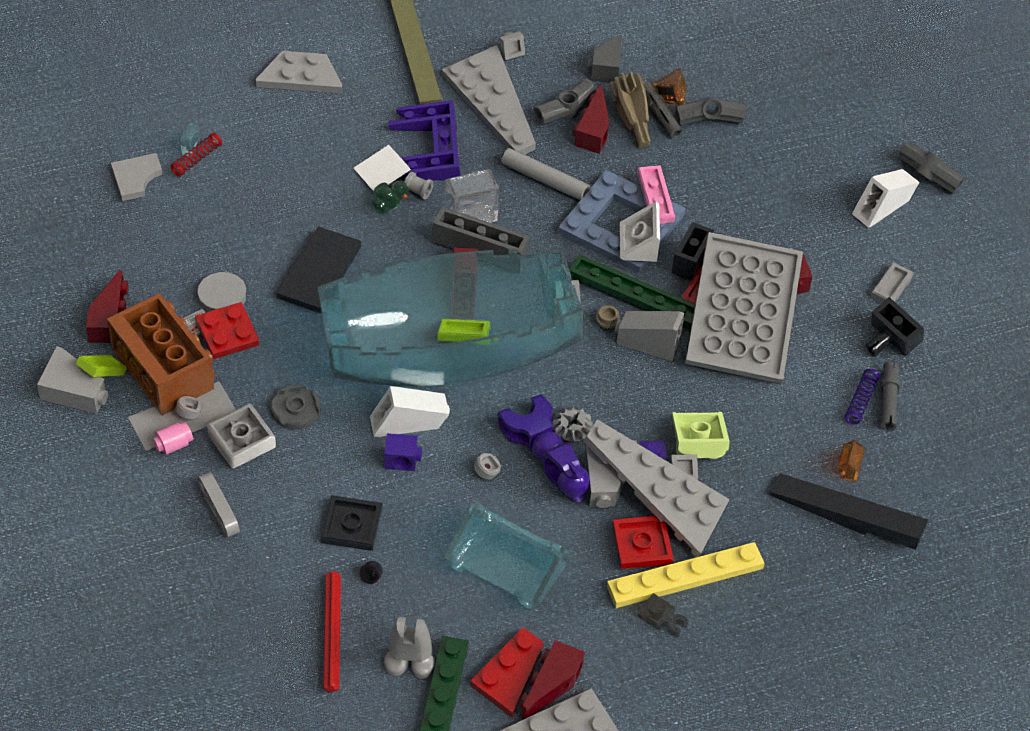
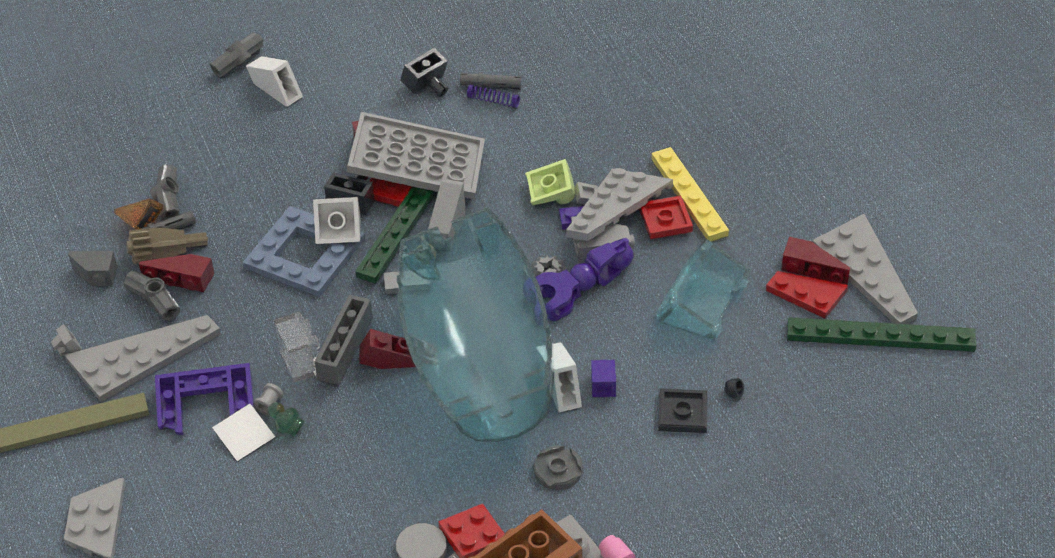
camera: 90 degrees left, 5 degrees down
(218, 504) = (687, 507): light grey beam -> none
(241, 436) = (607, 497): light grey brick -> none
(321, 262) = (382, 469): black tile -> none
(332, 611) = (800, 409): red axle -> none
(410, 645) = (815, 343): light grey piece -> none
(462, 330) = (461, 340): lime tile -> none
(487, 466) = (606, 320): light grey tile -> none
(545, 174) = (249, 305): light grey piece -> none
(655, 190) = (280, 220): bright pink tile -> none
(661, 613) = (731, 207): clear smoke plate -> none
(850, 460) = (561, 101): clear orange piece -> none
(851, 511) = (610, 100): black slope -> none
(892, 283) = (368, 81): light grey tile -> none

